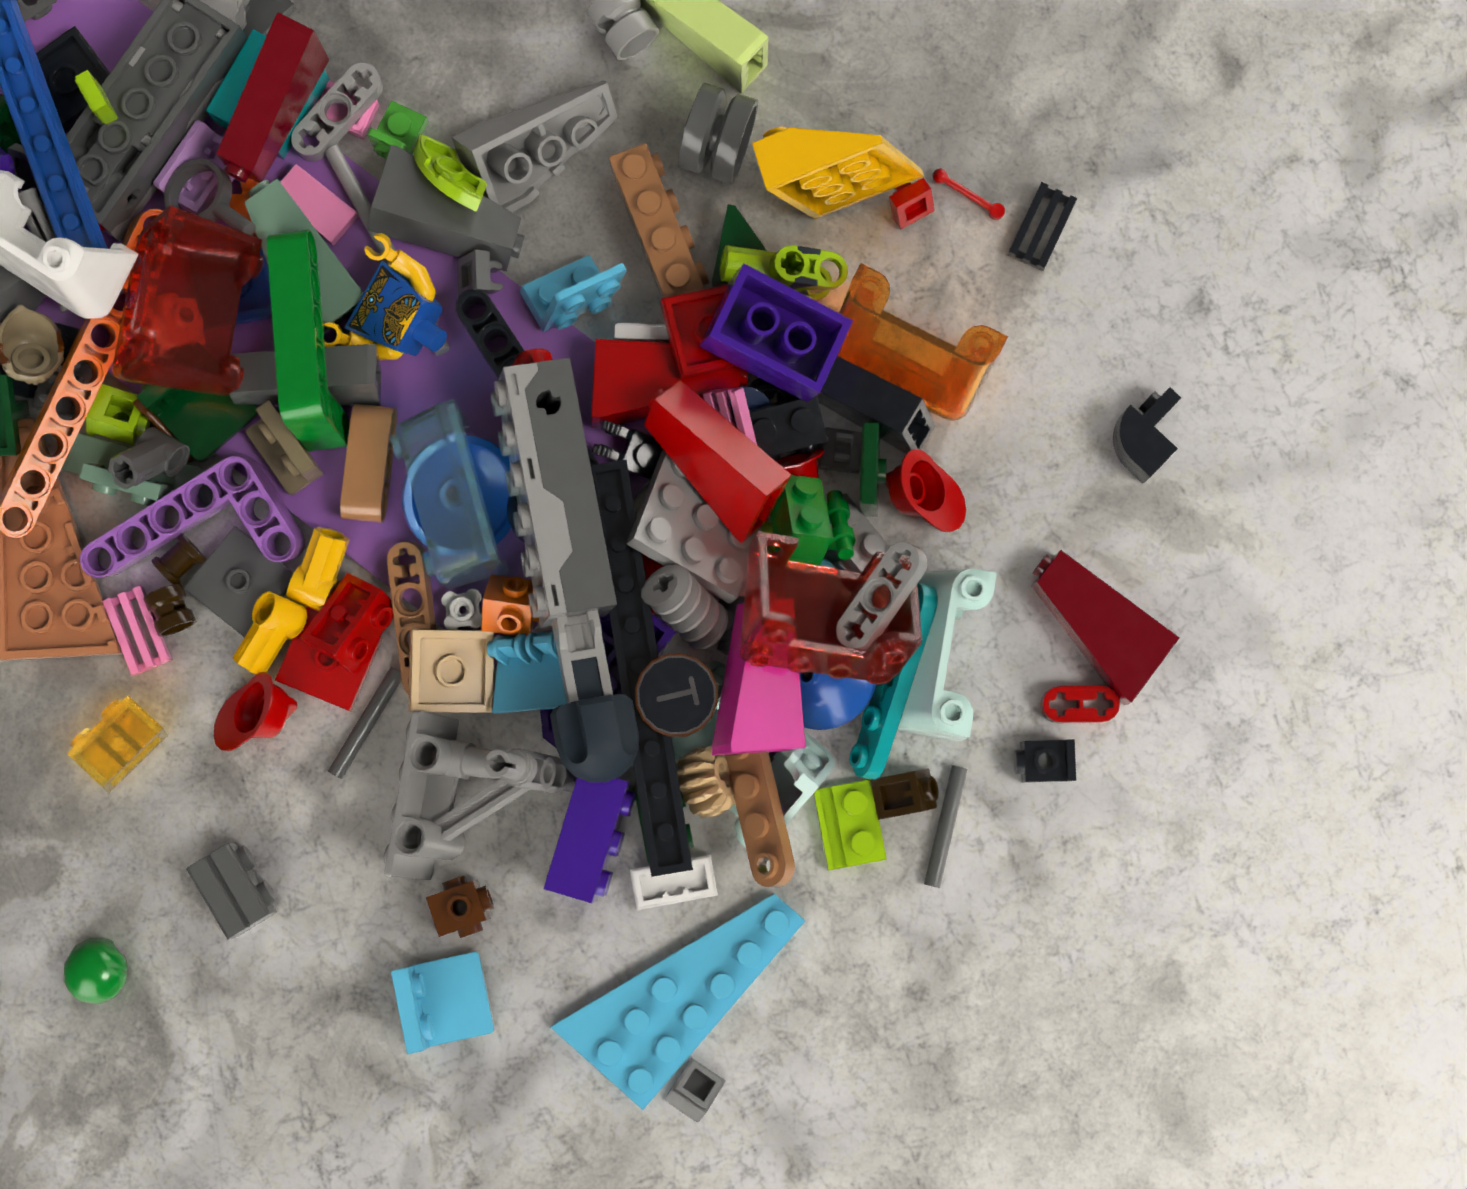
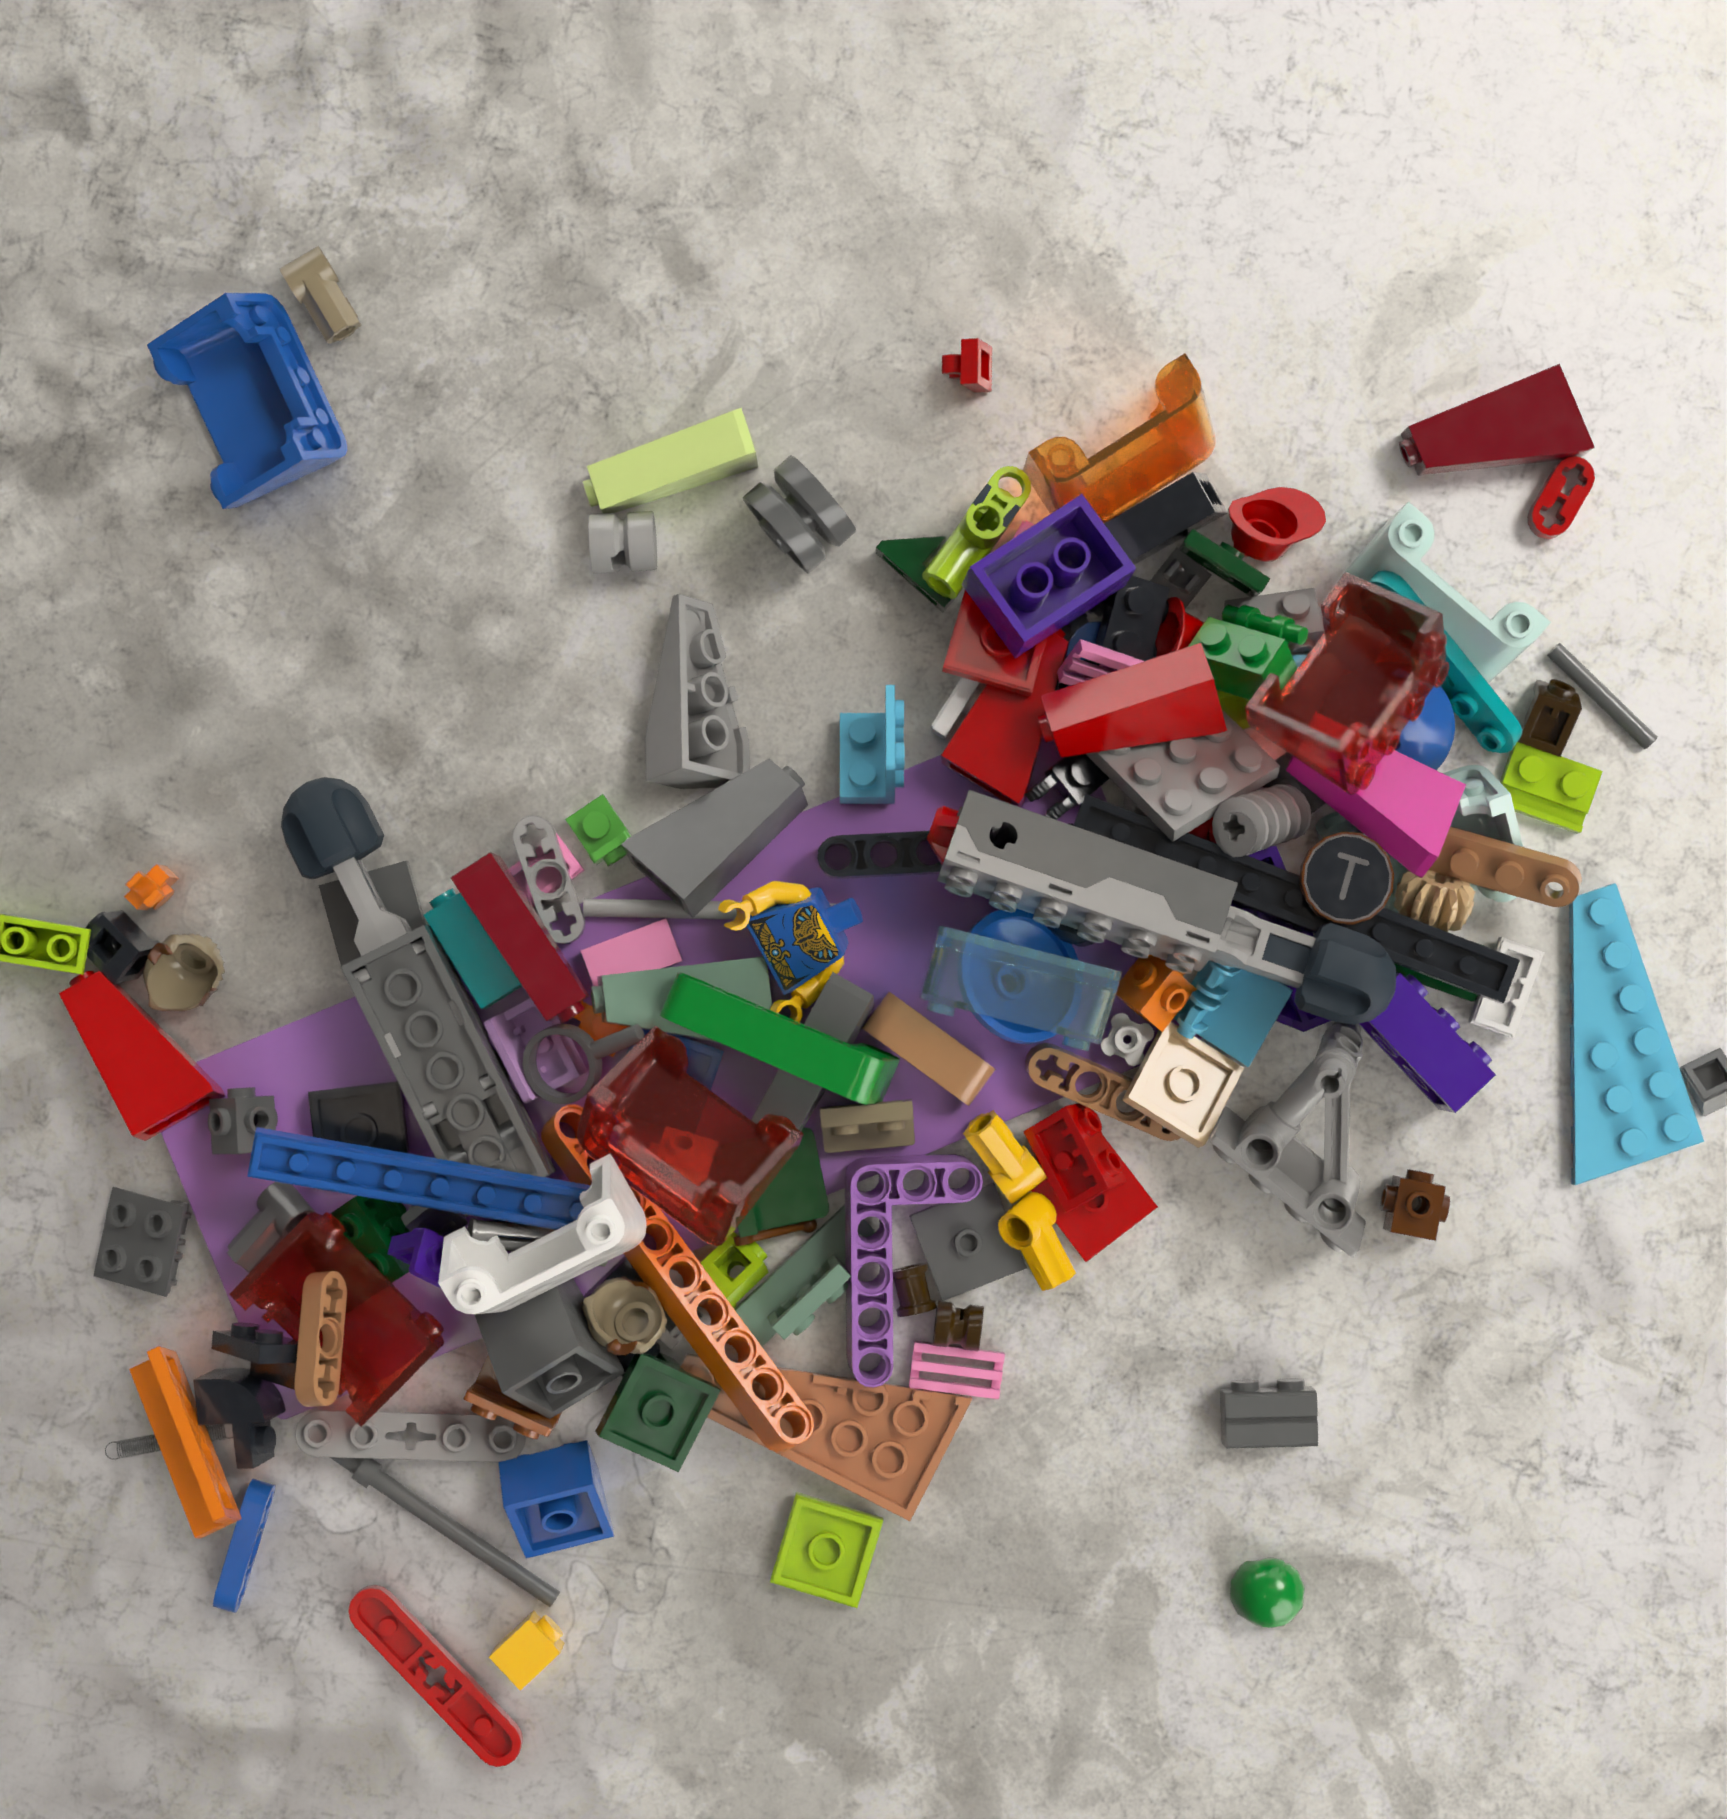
camera: 65 degrees left, 5 degrees up
(96, 97) = (422, 1107): lime tile -> none
(116, 743) = (1062, 1448): clear yellow brick -> none
(152, 455) = (803, 1256): dark grey piece -> none
(253, 712) = (1108, 1303): red piece -> none
(365, 723) = (1177, 1197): dark grey bar -> none
(442, 1001) = (1492, 1272): medium azure bracket -> none
(445, 172) = (685, 805): lime tile -> none
(475, 271) = (801, 836): dark grey tile -> none
(654, 221) = (855, 630): medium nougat brick -> none
(829, 168) = (904, 445): yellow slope -> none
(864, 599) = (1346, 598): light grey beam -> none
(996, 210) = (1026, 287): red hinge -> none
(1056, 197) = (1050, 219): black tile -> none
(1063, 765) = (1581, 570): black brick -> none
(1136, 439) = (1339, 286): black brick -> none

